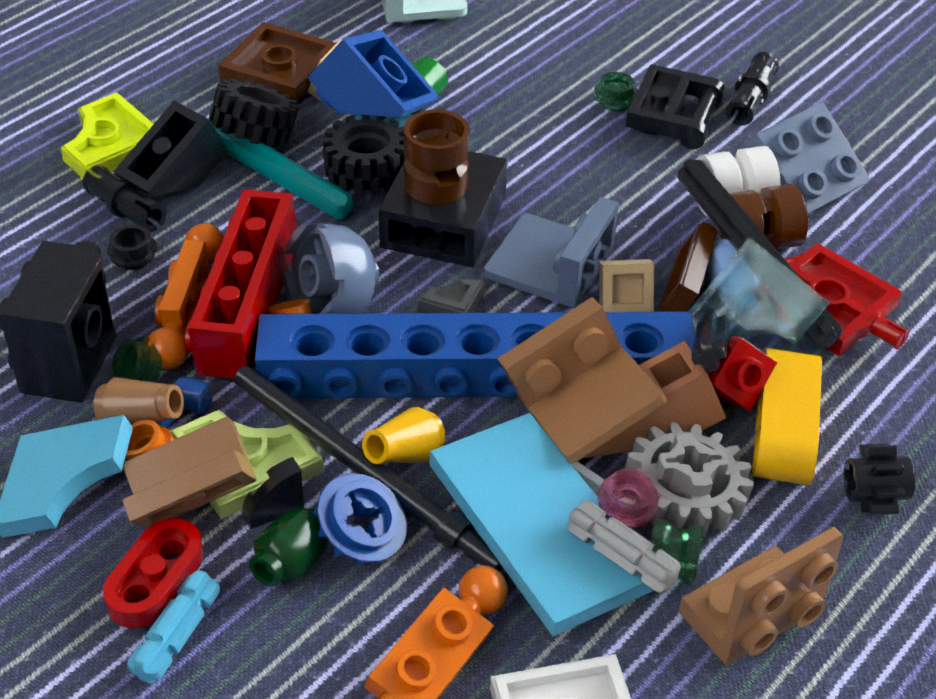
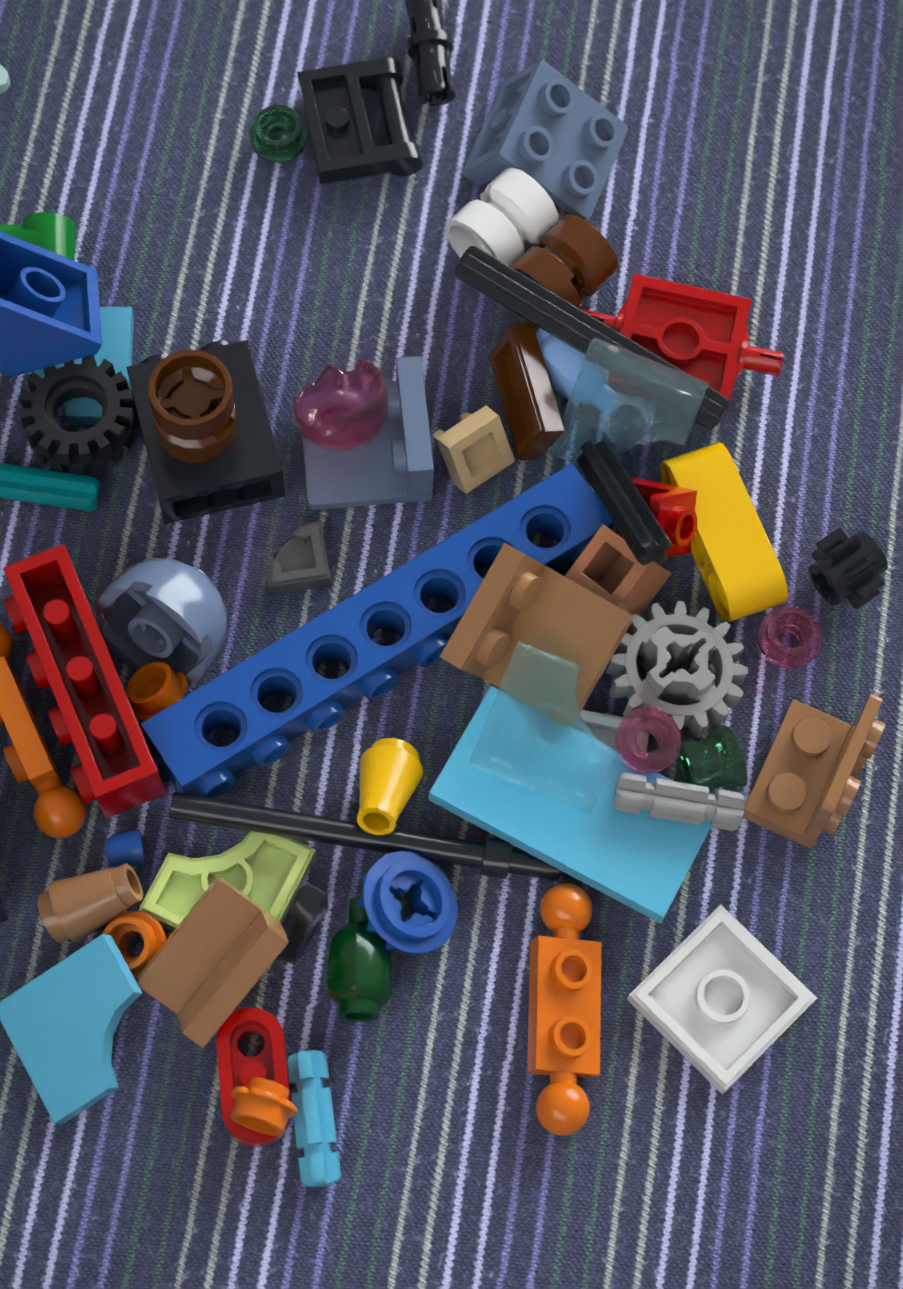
camera: 35 degrees left, 25 degrees up
(135, 577) = (262, 1106): none -> orange plate
(137, 360) = (34, 856): clear green plate -> none
(541, 446) = (538, 733): none -> clear light blue tile
(543, 221) = (343, 407): none -> clear pink hair
(801, 506) = (794, 621): none -> clear pink plate

